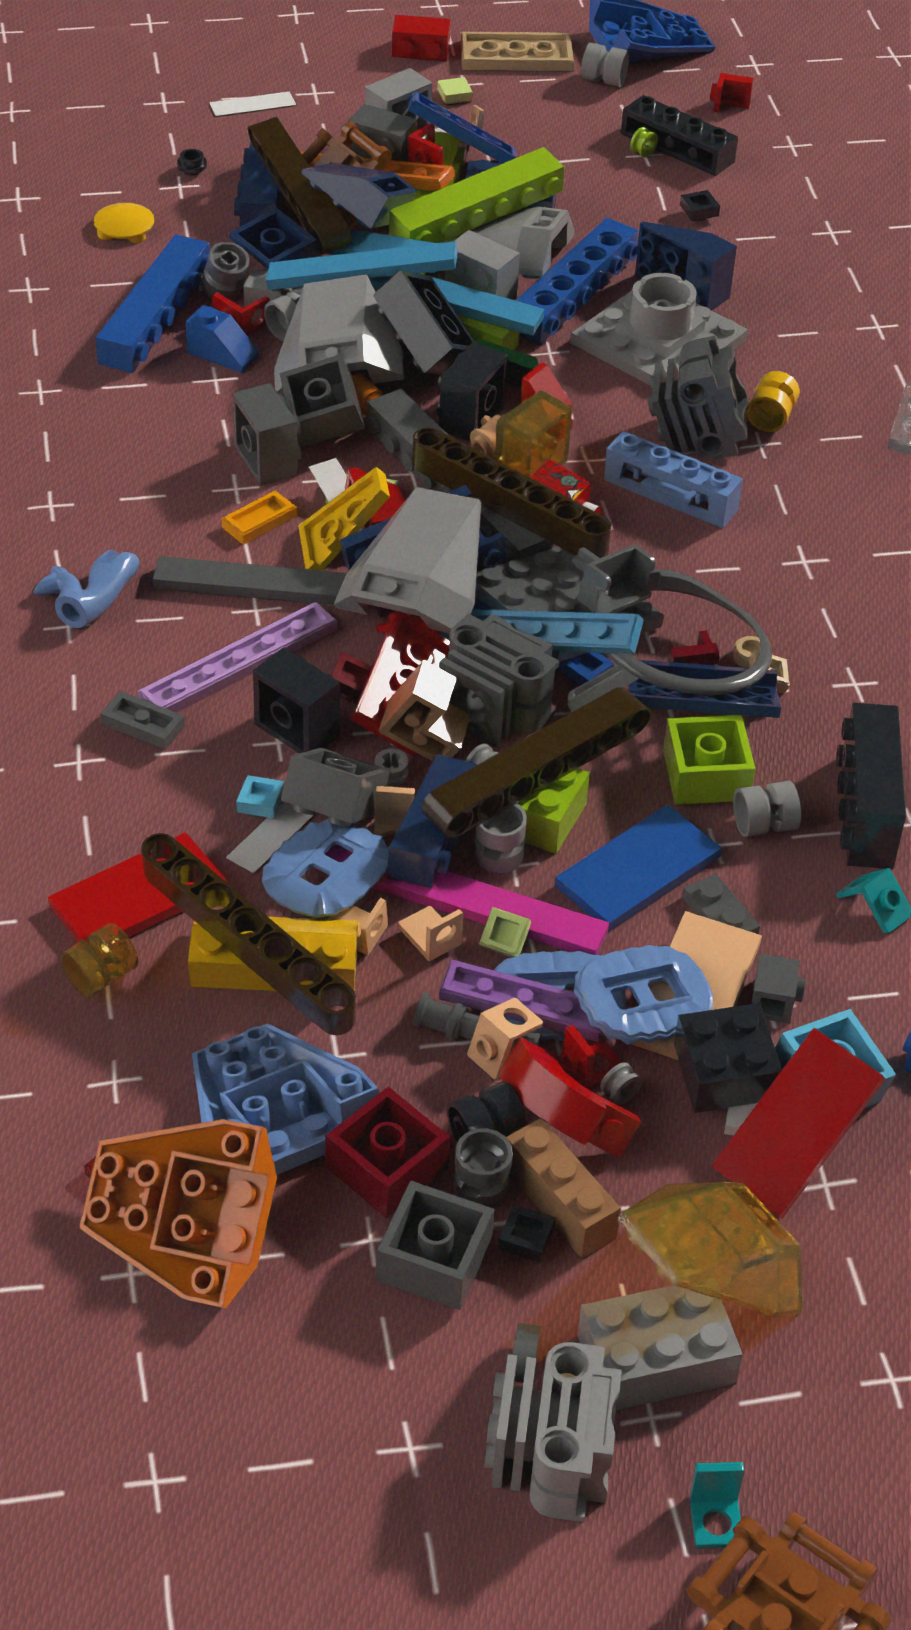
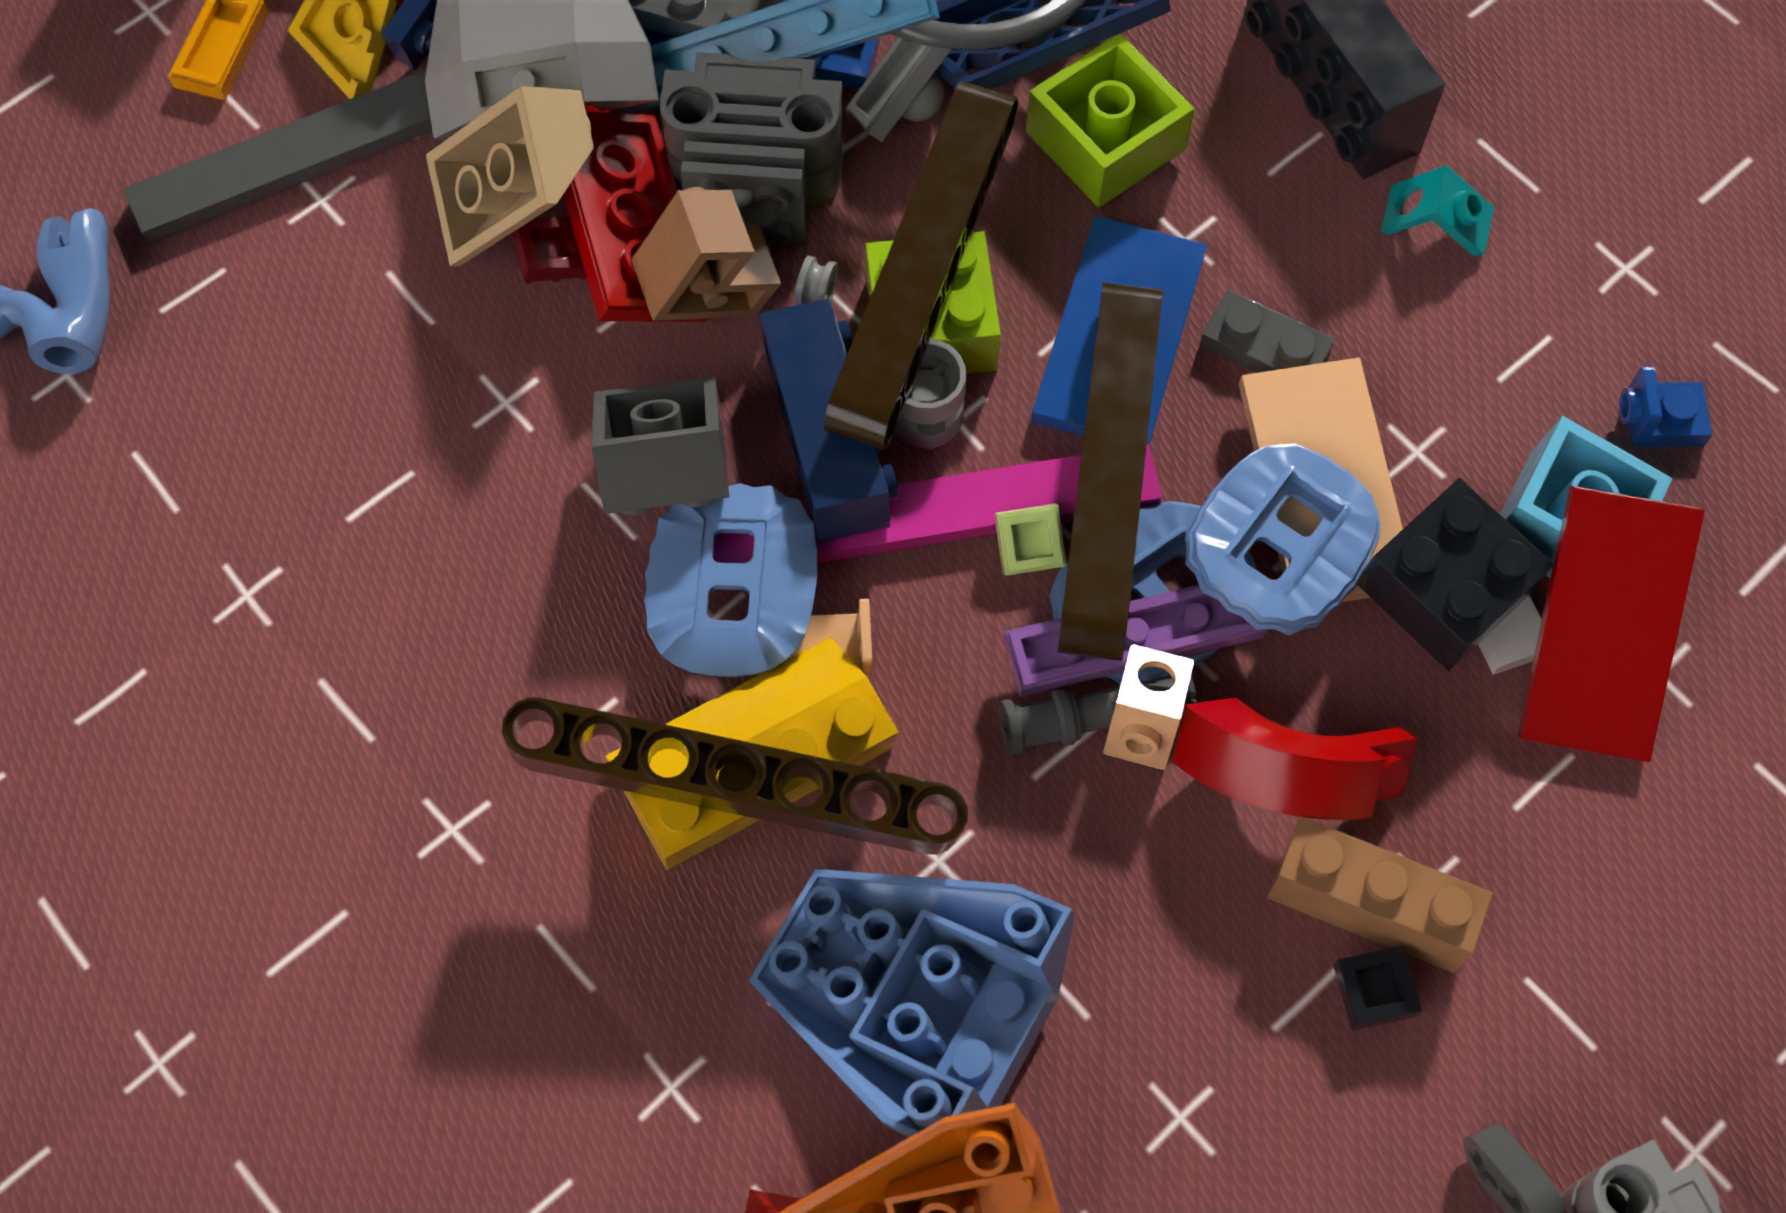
camera: 30 degrees left, 20 degrees up
(95, 963) = (527, 912): clear yellow wheel -> none
(118, 897) = (468, 798): red tile -> none
(142, 720) = (296, 479): dark grey plate -> none
(239, 659) = (351, 310): lavender tile -> none
(260, 796) = (554, 511): medium azure plate -> none
(268, 838) = (600, 567): white sticker -> none
(296, 702) = (508, 336): black brick -> none
(355, 619) = (507, 167): none -> tan slope
(386, 1149) = (1133, 986): dark red brick -> none
(391, 808) = (759, 436): light nougat bracket -> none
(392, 758) = (689, 341): light grey bush -> none
(432, 933) = (933, 595): light nougat bracket -> none
(434, 1245) = (1294, 1091): dark grey brick -> none
(483, 1167) = (1267, 932): flat silver wheel -> none
(494, 1109) = (1217, 840): black wheel -> none
(568, 913) = (1111, 474): none -> dark brown beam
(579, 1058) = (1264, 681): red bracket -> none
(621, 1083) = (1335, 685): light grey bush -> none
(663, 1342) = (1656, 1050): light grey brick -> none
(719, 1245) = (1637, 872): clear yellow wedge -> none
(771, 808) = (1228, 154): light grey wheel -> none
(777, 987) = (1421, 423): dark grey brick -> none

